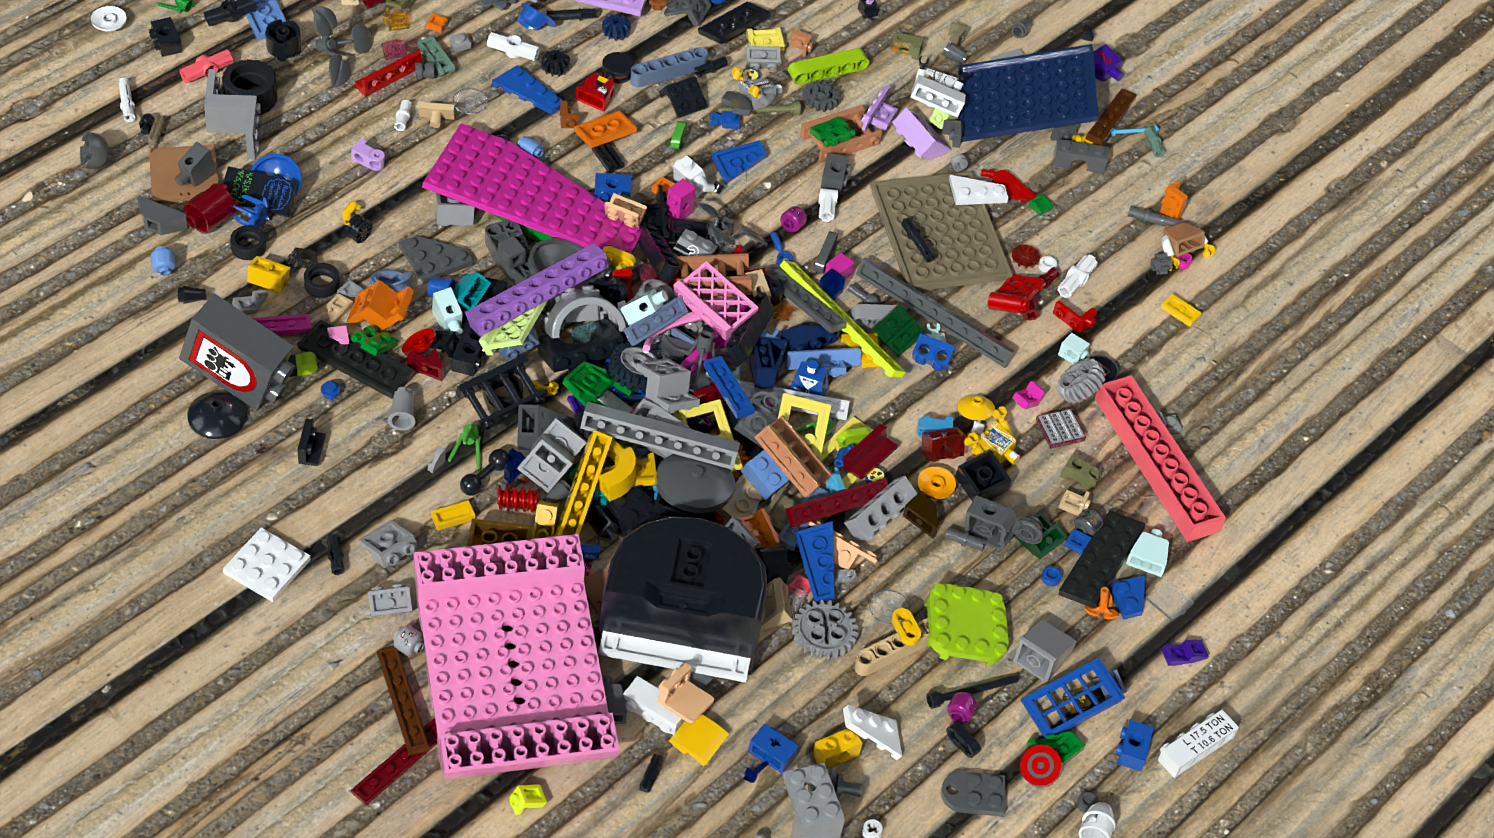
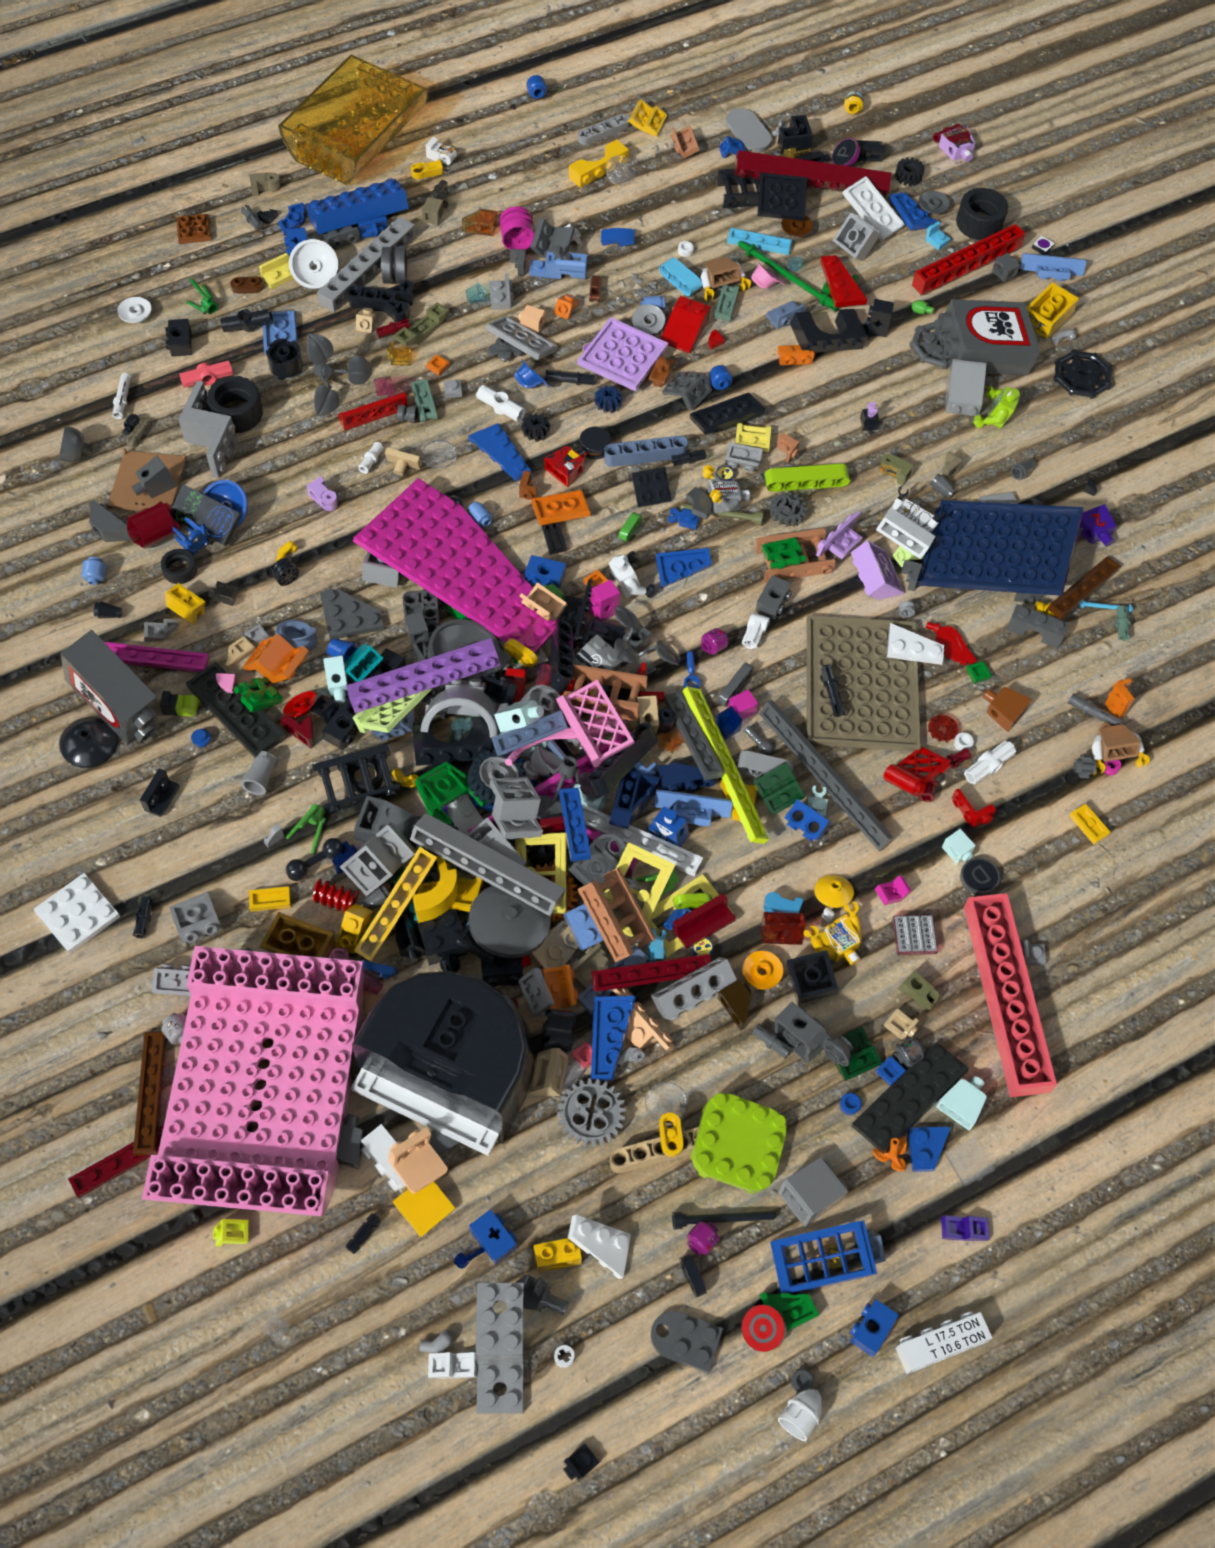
camera: 20 degrees right, 10 degrees up
(321, 269) = (235, 630): black tyre -> none
(1076, 227) = (1006, 706): none -> dark orange torso
(1081, 380) = (951, 887): light grey gear -> none

